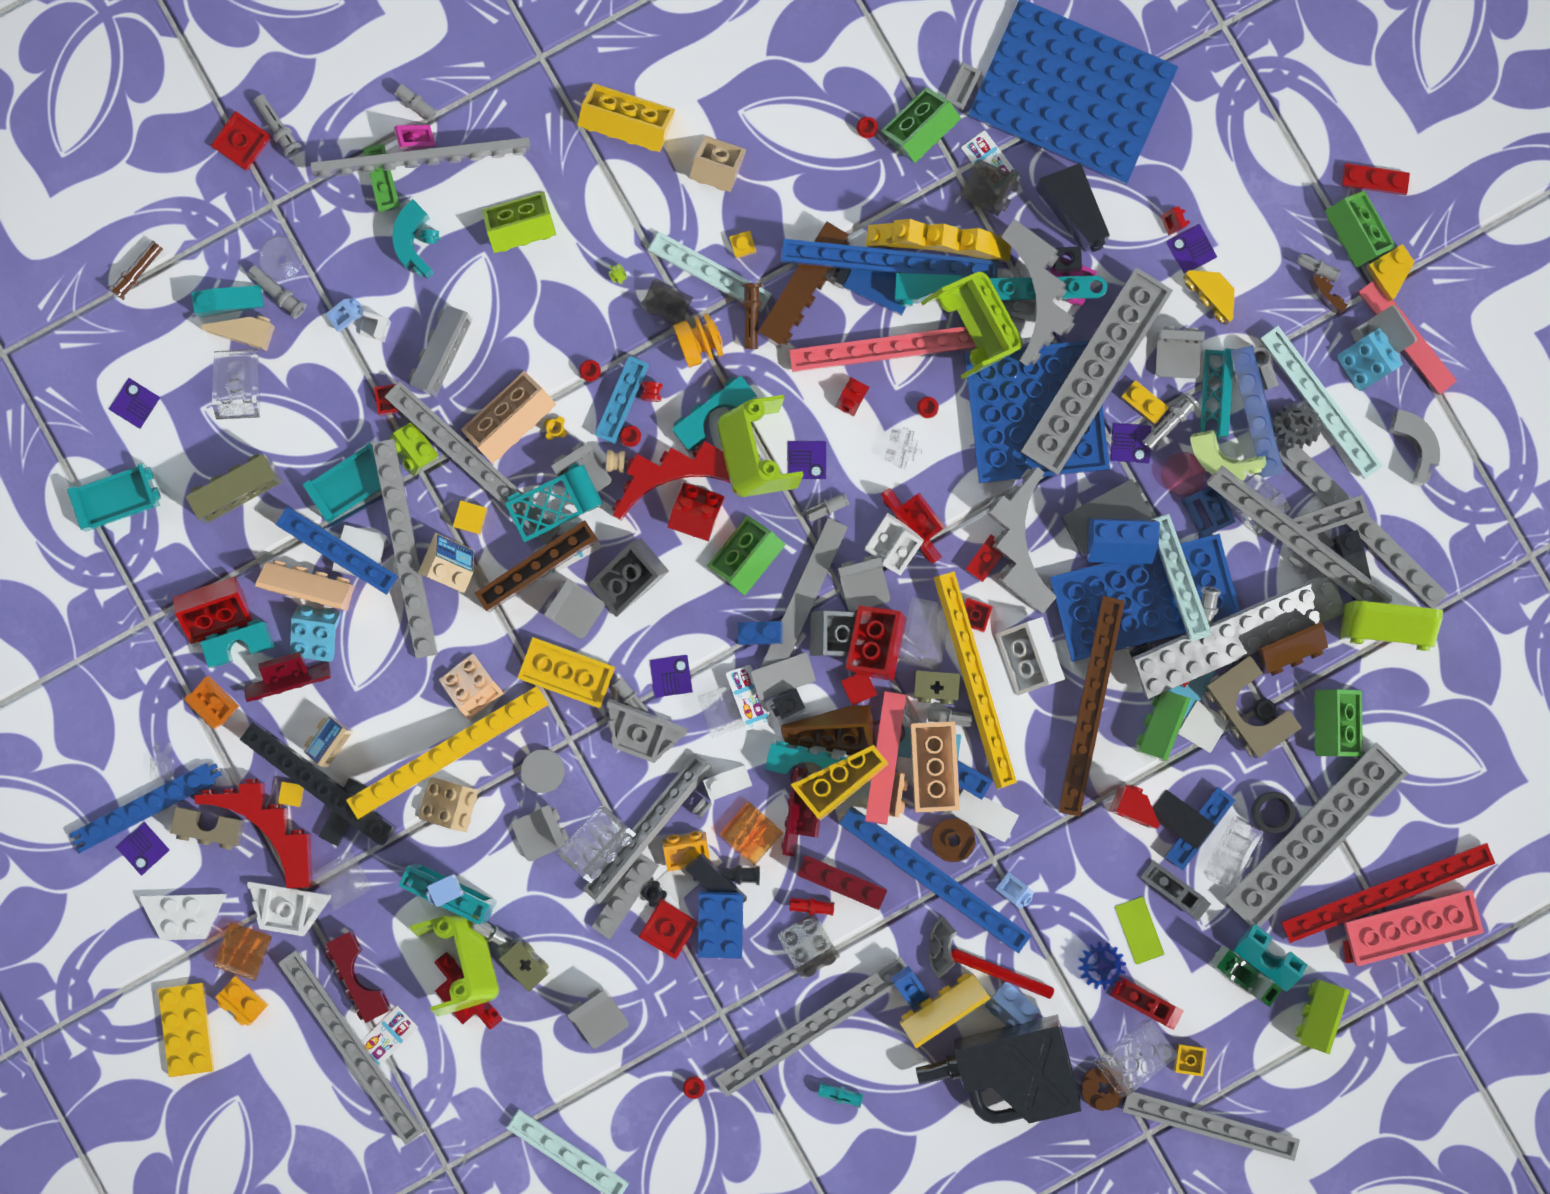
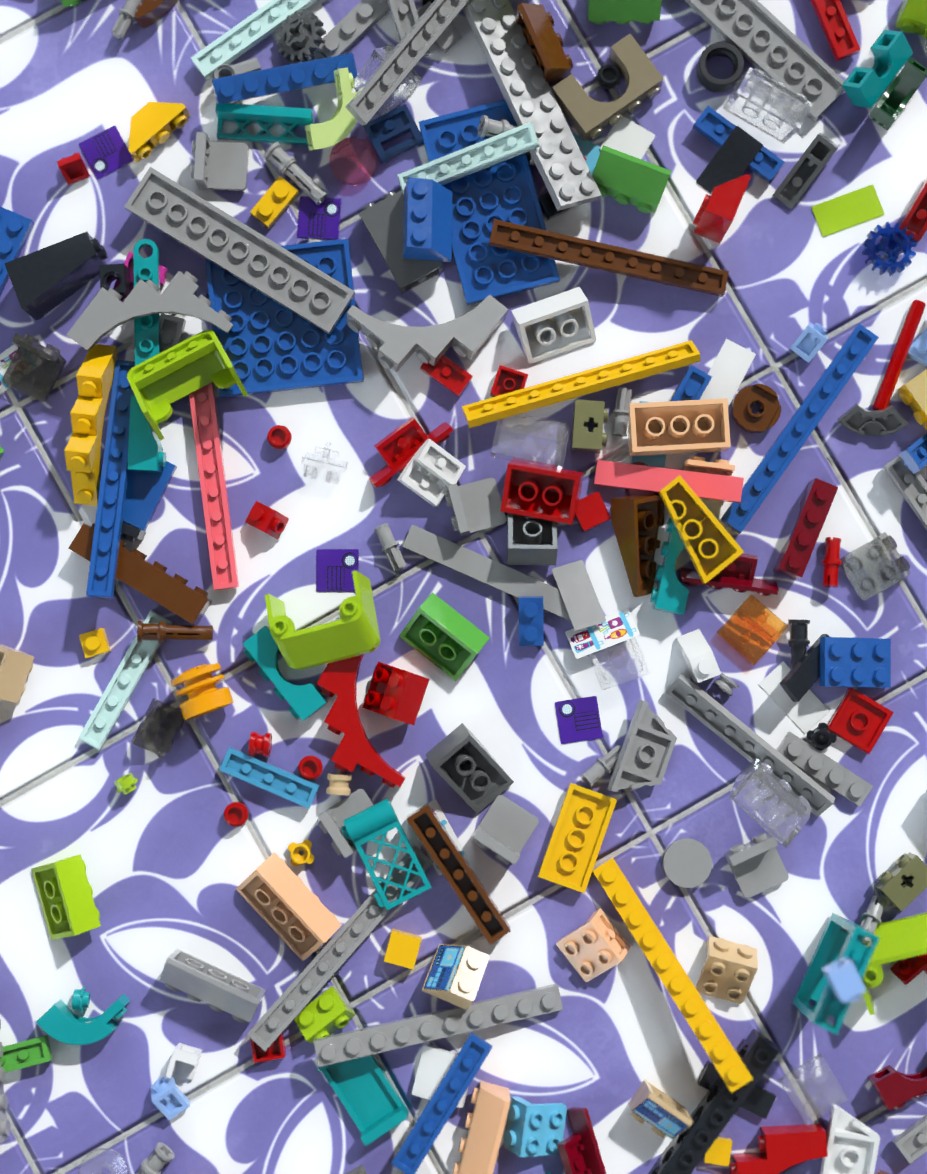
camera: 90 degrees left, 0 degrees up
(683, 849) = (772, 702): light orange bracket -> none
(794, 696) = (610, 578): black brick -> none

